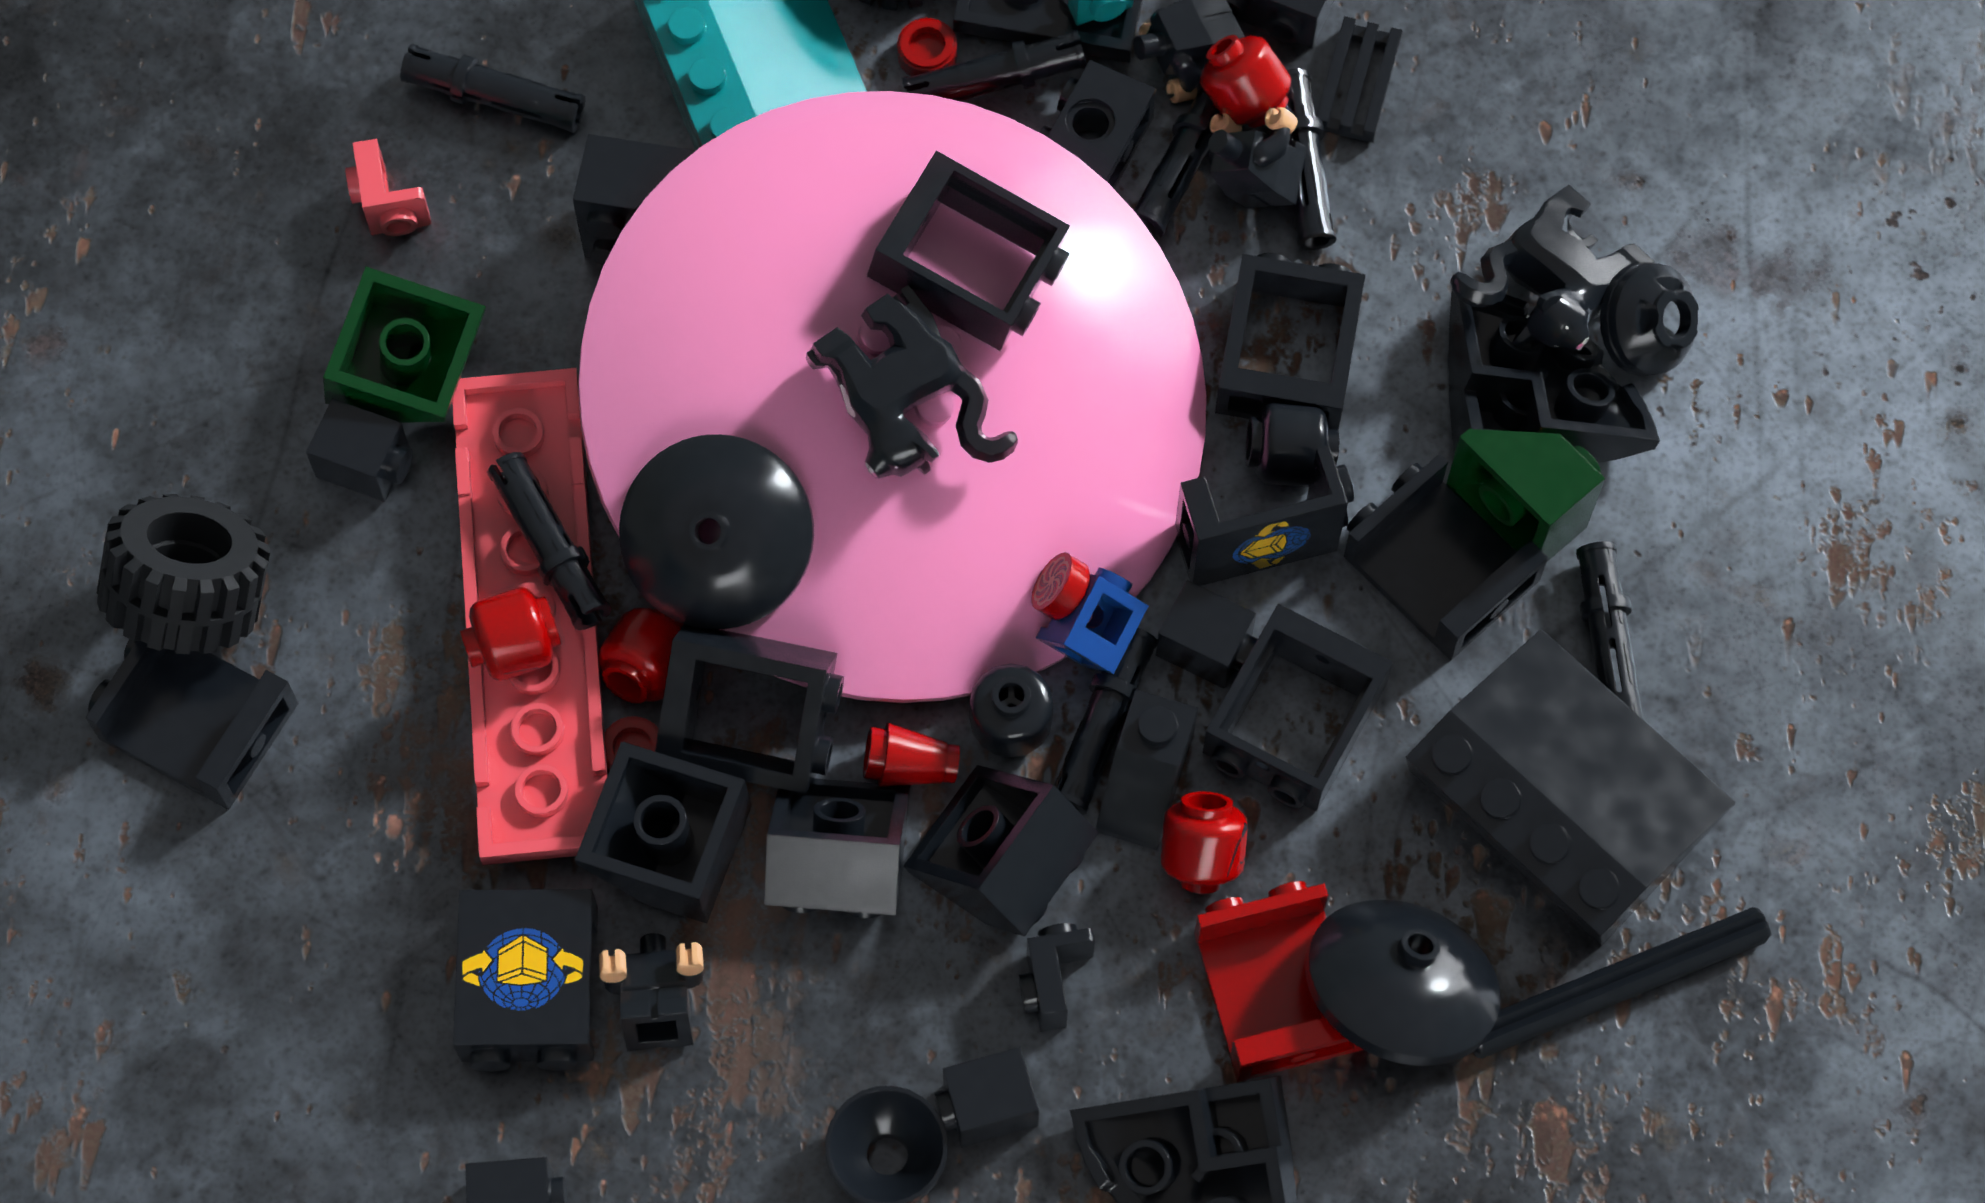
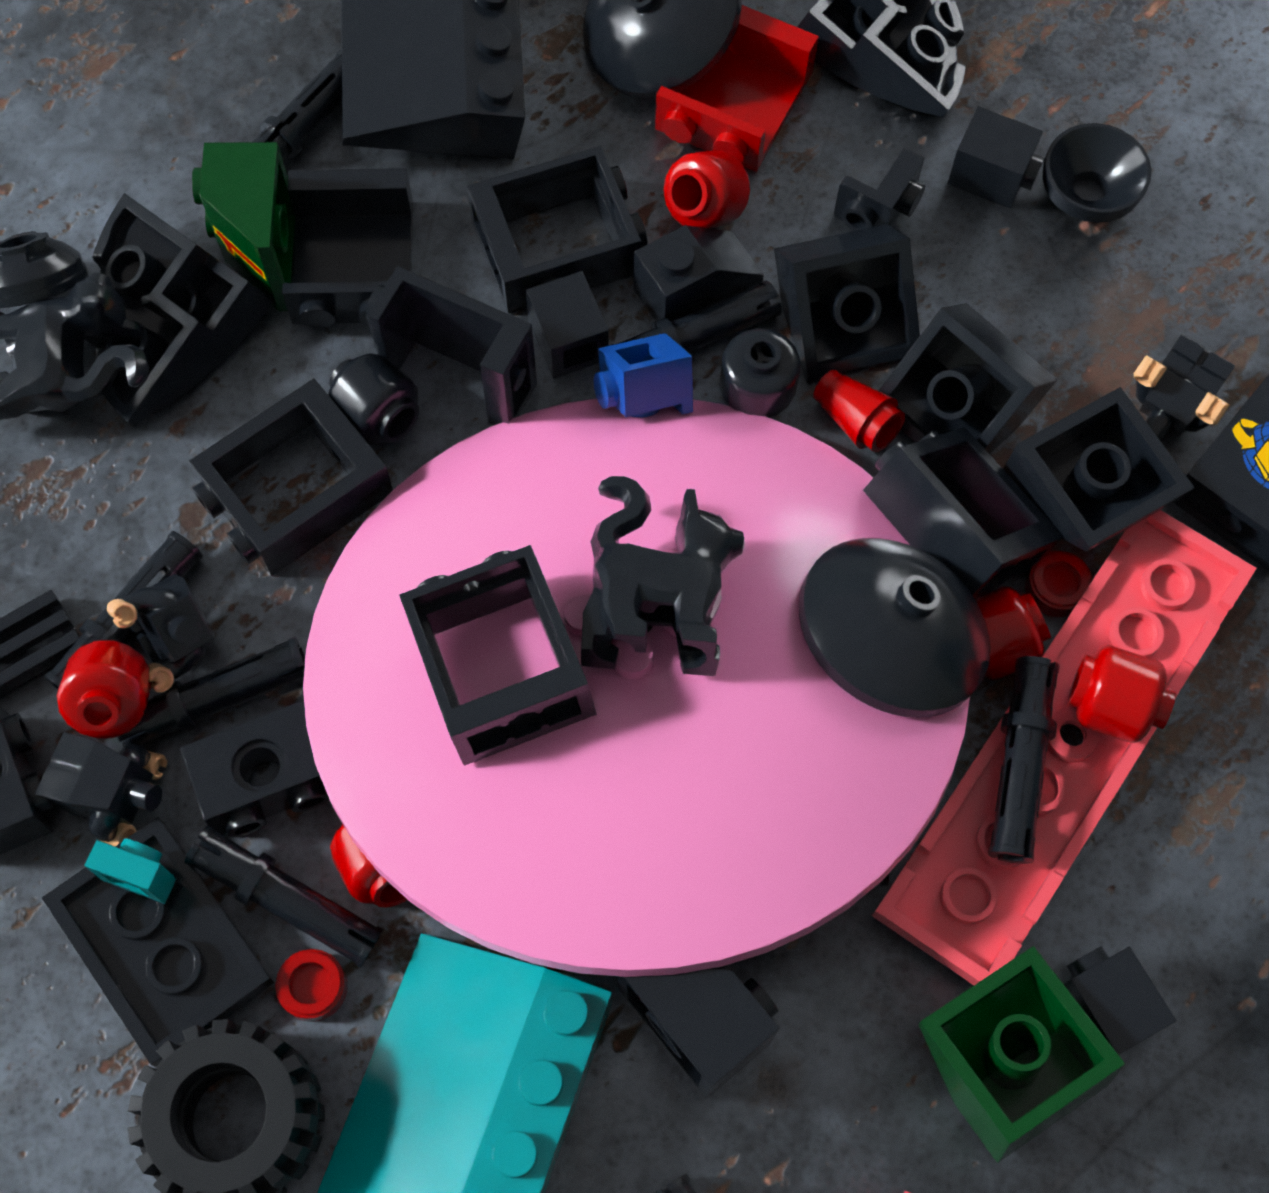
camera: 140 degrees left, 0 degrees up
(1060, 586) = (651, 404): red tile -> none

